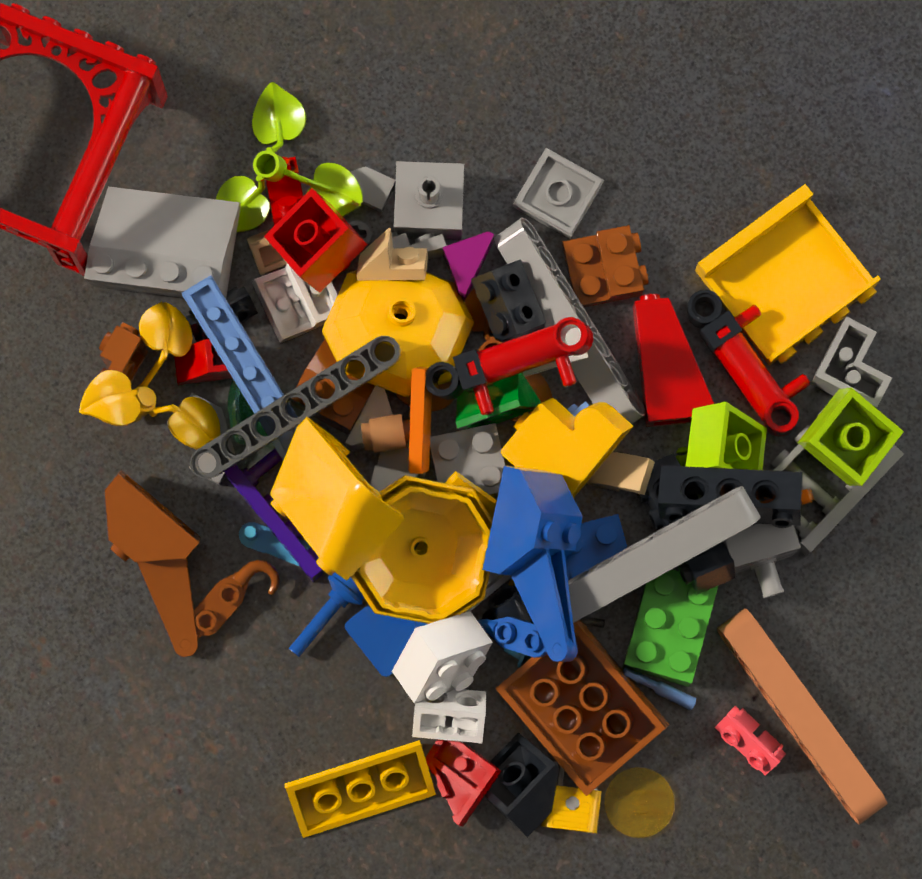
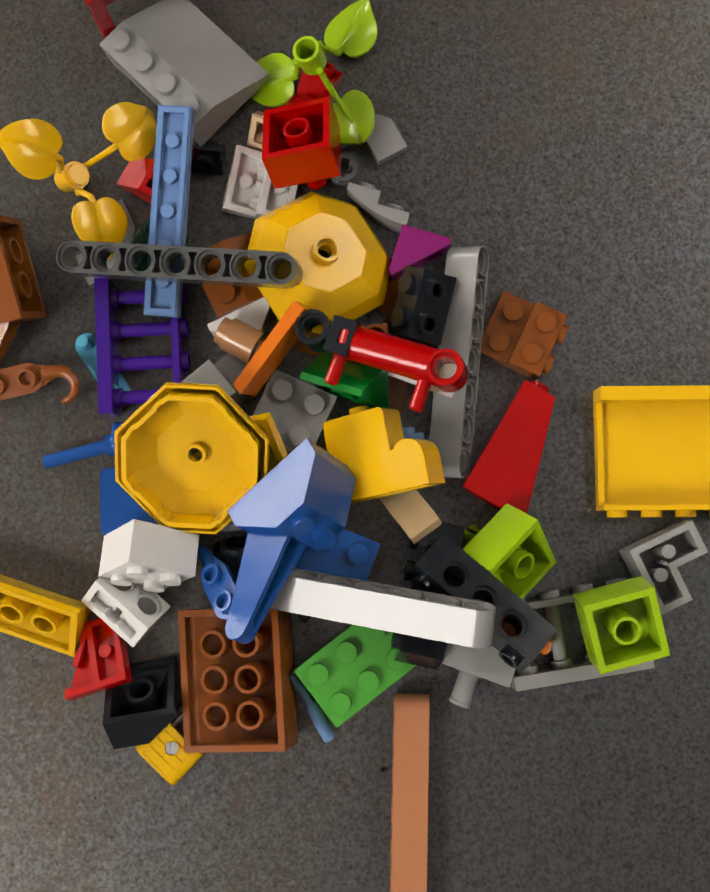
camera: 40 degrees right, 5 degrees up
(123, 350) = (81, 129): dark orange plate -> none
(331, 501) = (140, 361): yellow windscreen -> none
(384, 262) = (345, 202): tan slope -> none
(429, 199) = (421, 178): light grey brick -> none
(558, 193) = (529, 250): light grey tile -> none
(639, 802) = (228, 785): clear yellow piece -> none
(725, 339) = (575, 497): red piece -> none
(761, 752) = (355, 820): coral hinge -> none

